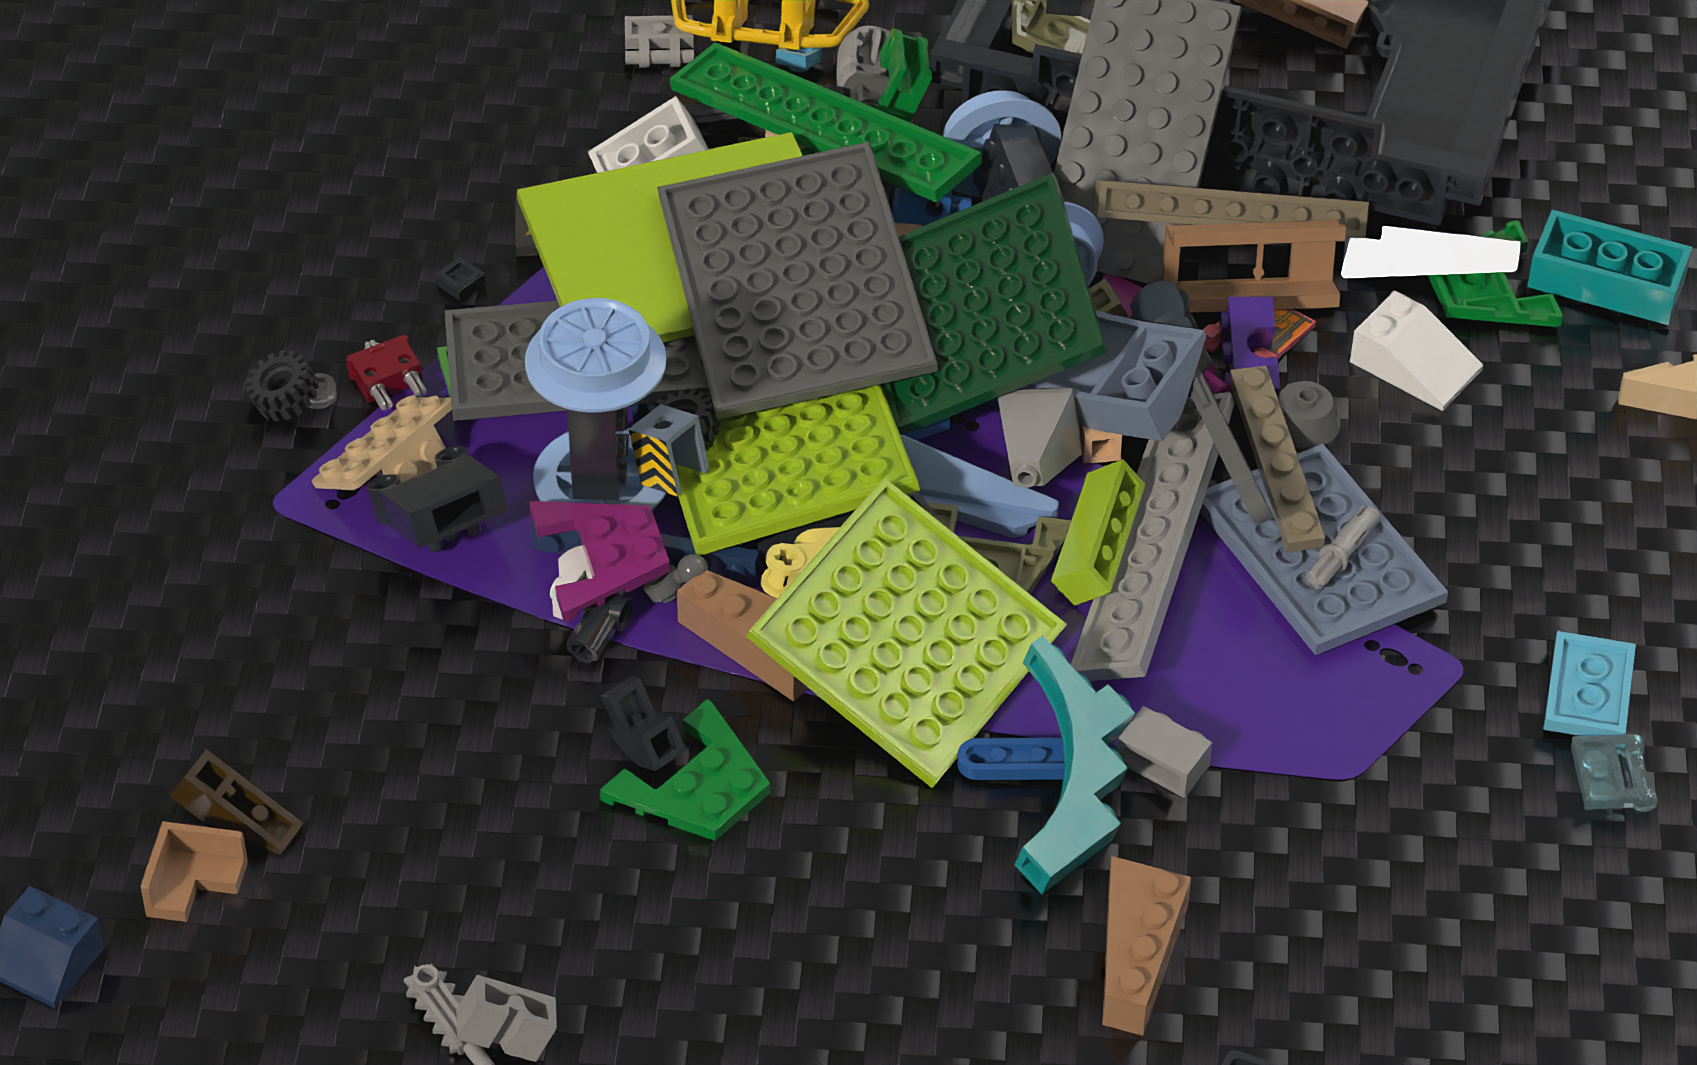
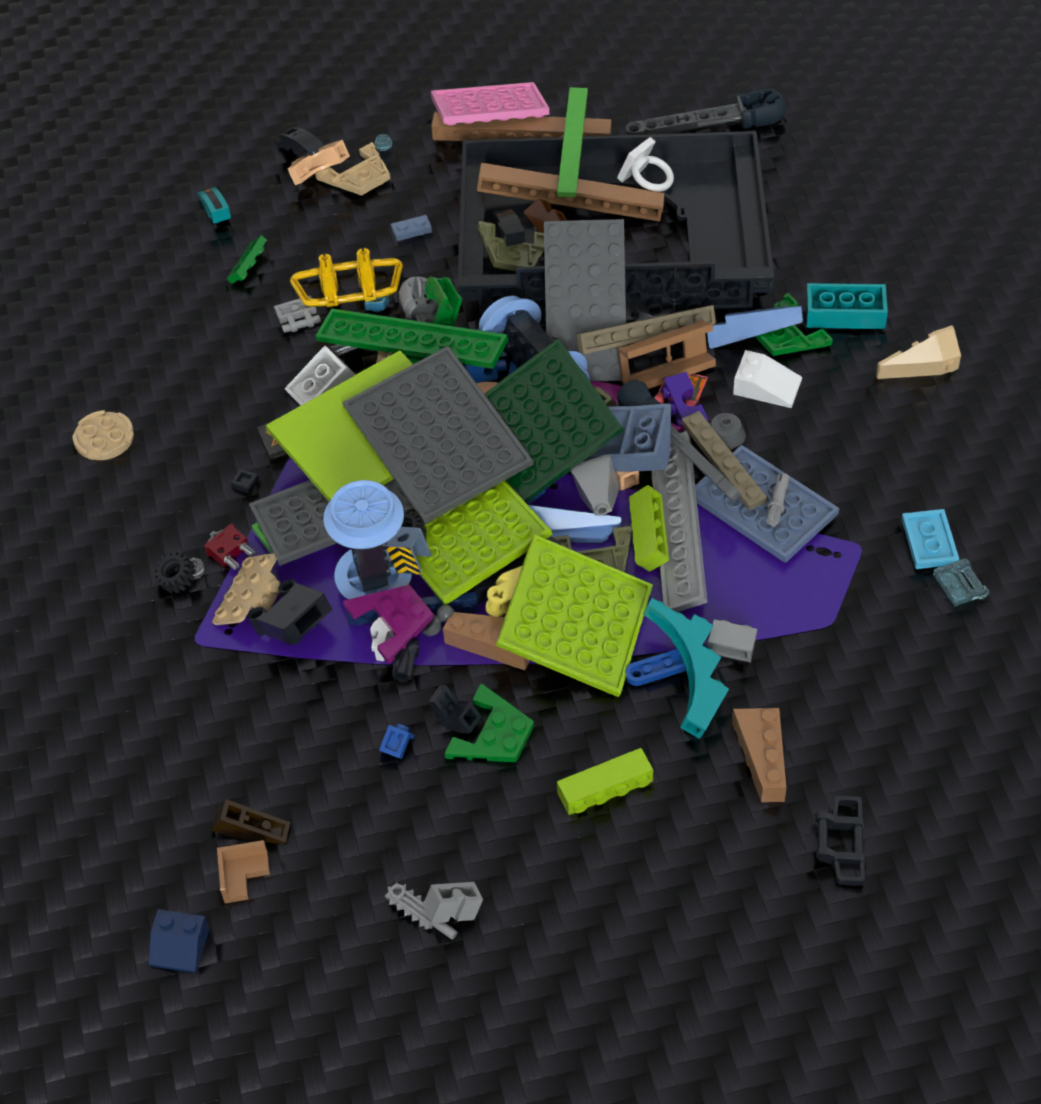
camera: 15 degrees left, 5 degrees up
(262, 147) = (103, 435): none -> tan tile
(528, 746) = (396, 740): none -> blue bracket
(847, 910) = (605, 781): none -> lime brick

